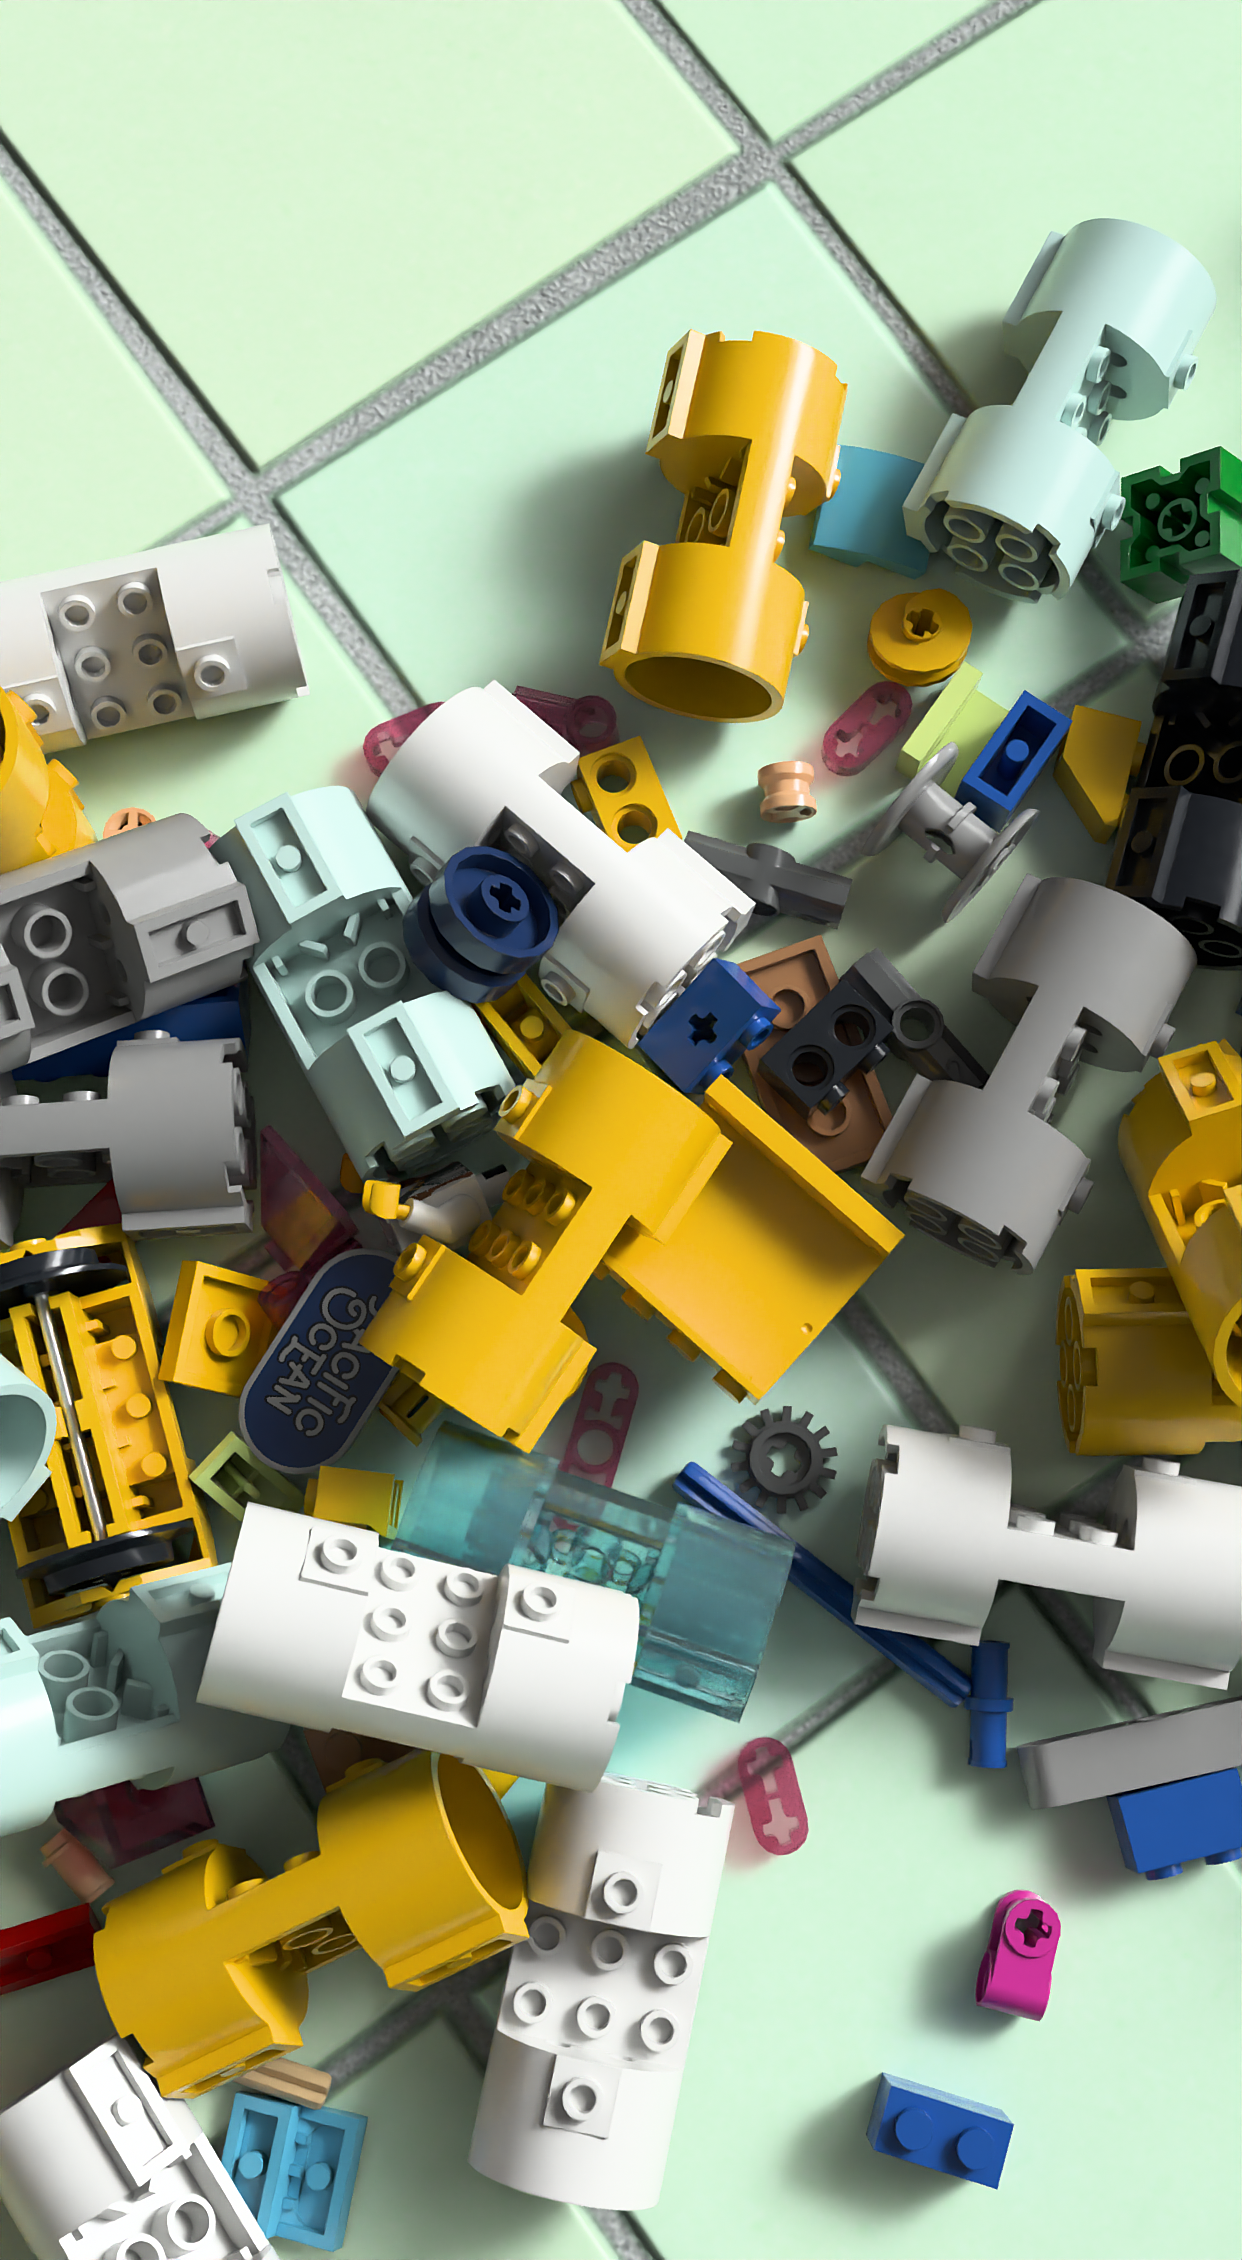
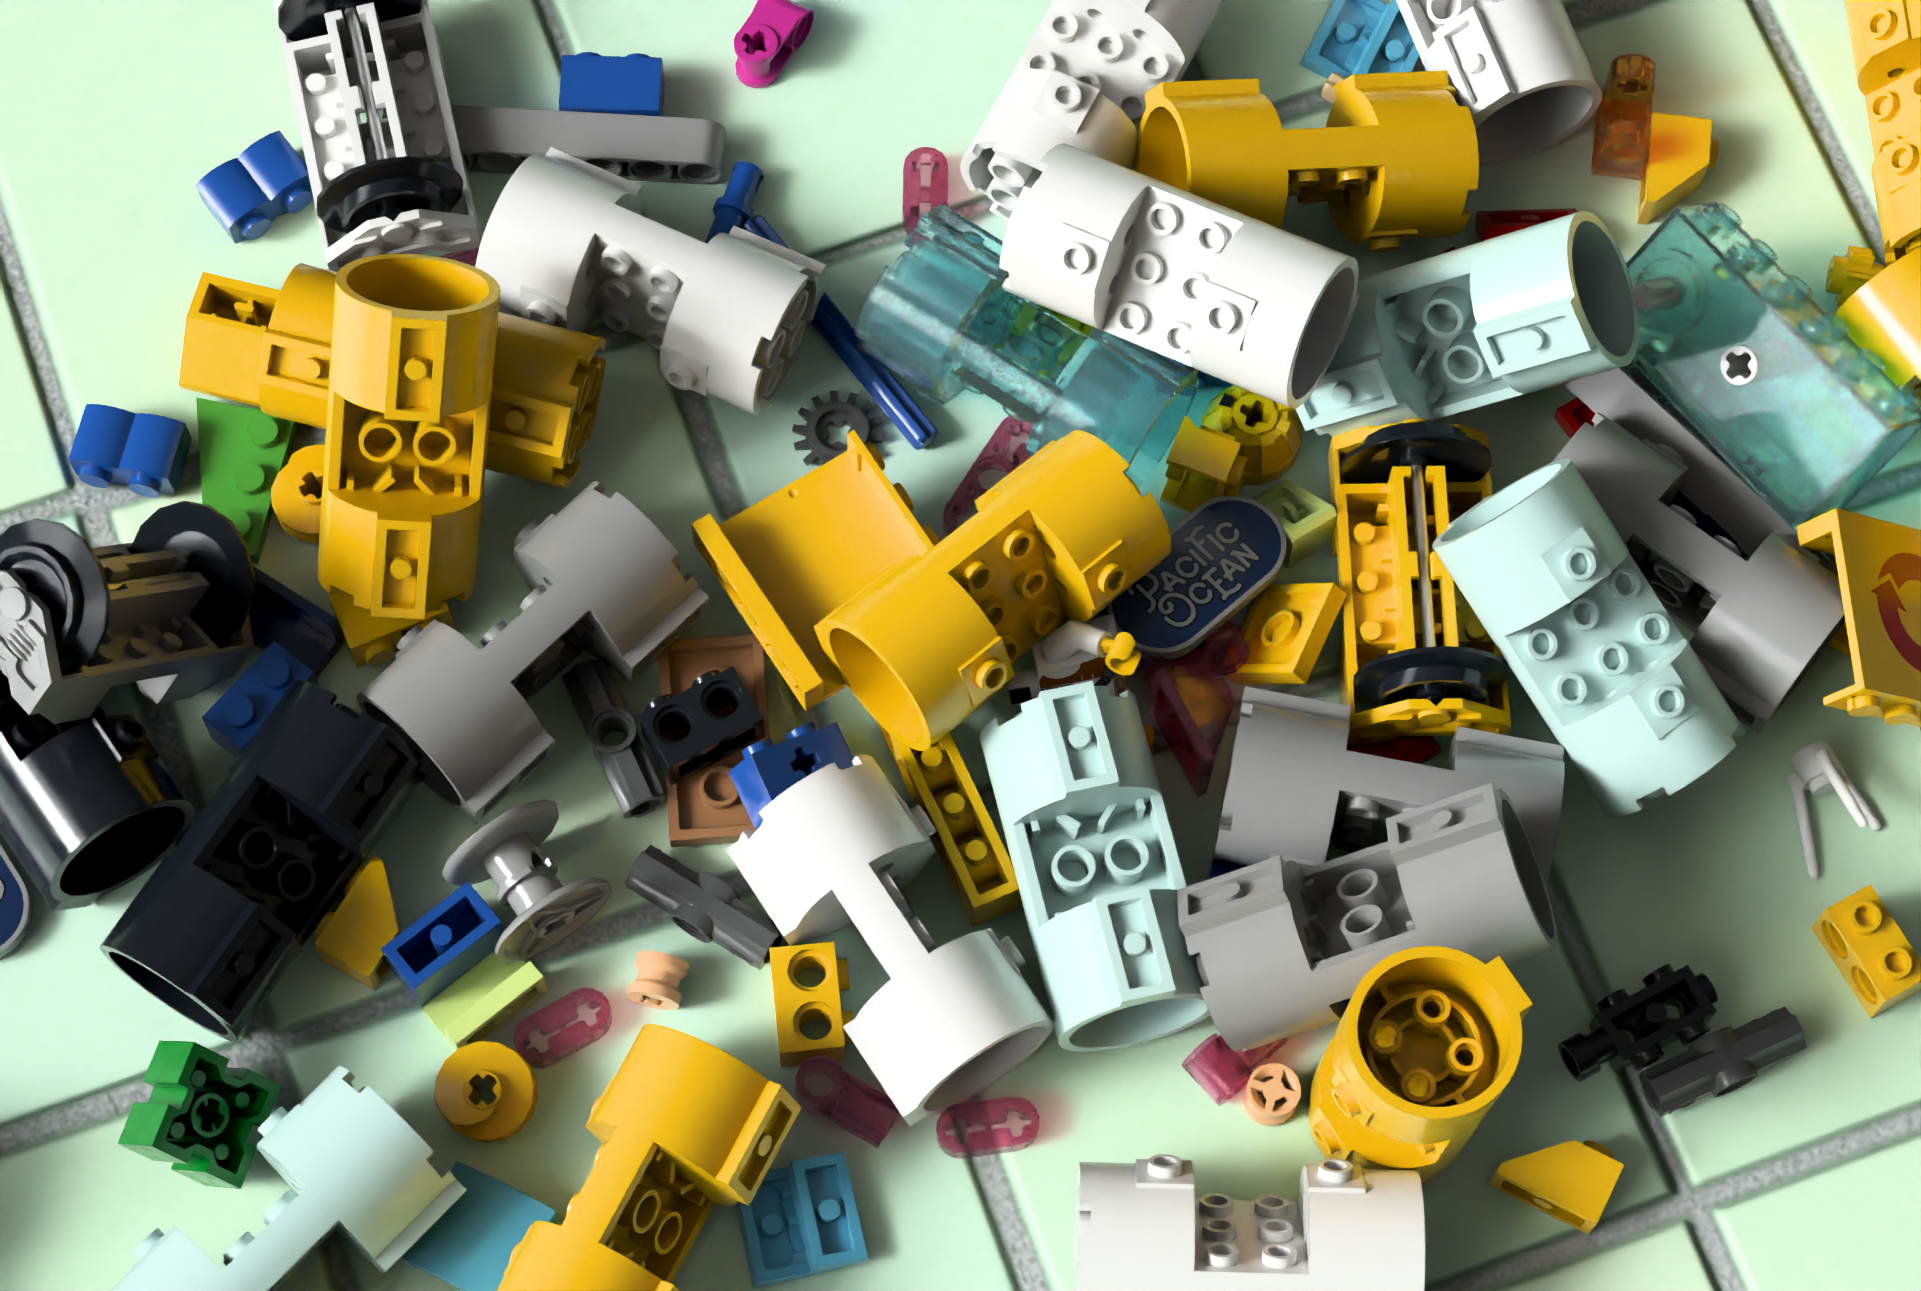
camera: 165 degrees left, 10 degrees down
(480, 924) = (978, 867): dark blue wheel -> none
(566, 603) = (802, 1221): none -> medium azure slope

